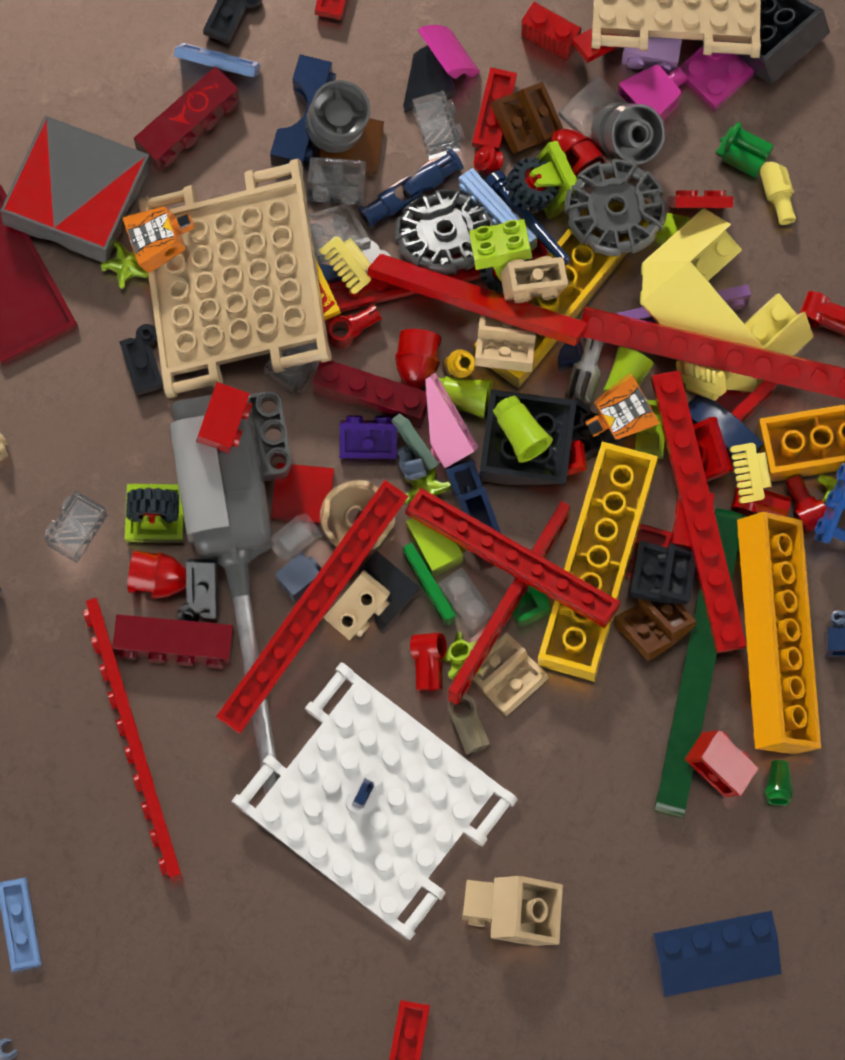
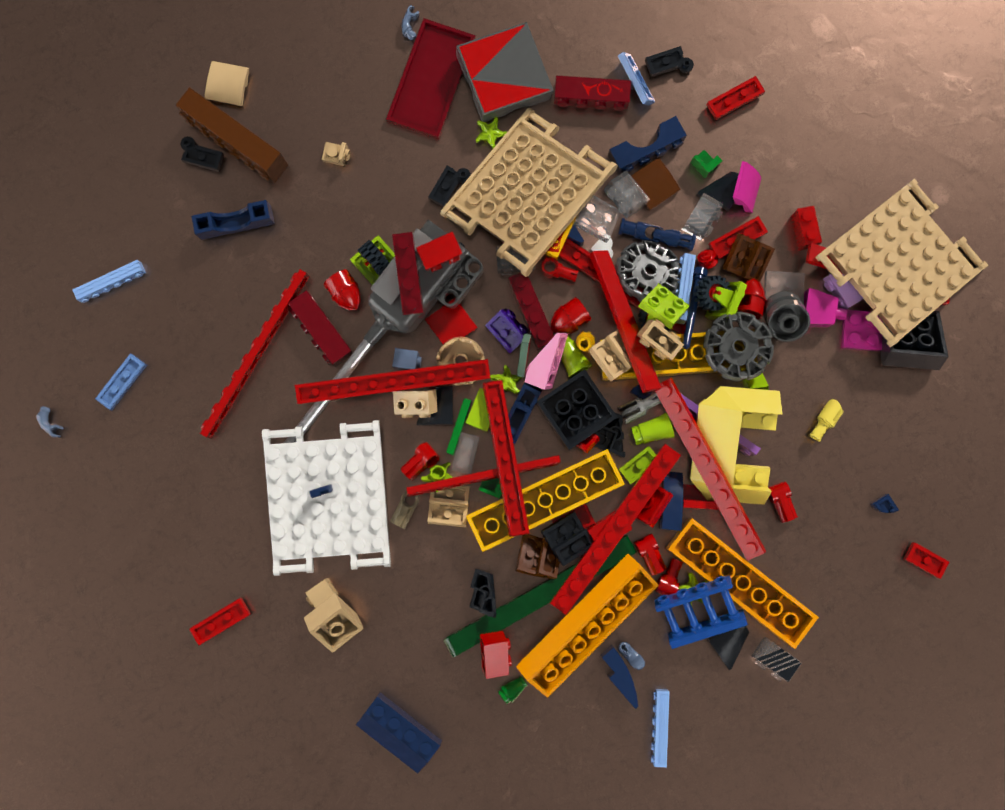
camera: 50 degrees right, 10 degrees up
(75, 526) = (335, 230): clear brick -> none
(157, 236) = (514, 133): orange torso -> none
(201, 590) = (354, 319): hinge -> none
(216, 472) = (408, 273): none -> dark red brick
(295, 537) = (421, 341): clear brick -> none
(337, 116) = (658, 163): dark grey wheel -> none
(354, 261) = (592, 238): light yellow piece -> none
(380, 71) = (705, 163): none -> green panel
(410, 466) = (510, 365): sand blue piece -> none
(521, 429) = (575, 403): lime plant -> none
(622, 410) = (633, 445): torso -> none
(642, 717) = (484, 593): none -> black slope
(702, 380) = (686, 470): light yellow piece -> none
(711, 199) = (787, 390): red plate -> none
(744, 150) = (832, 382): green piece -> none
(757, 471) = (663, 540): light yellow piece -> none

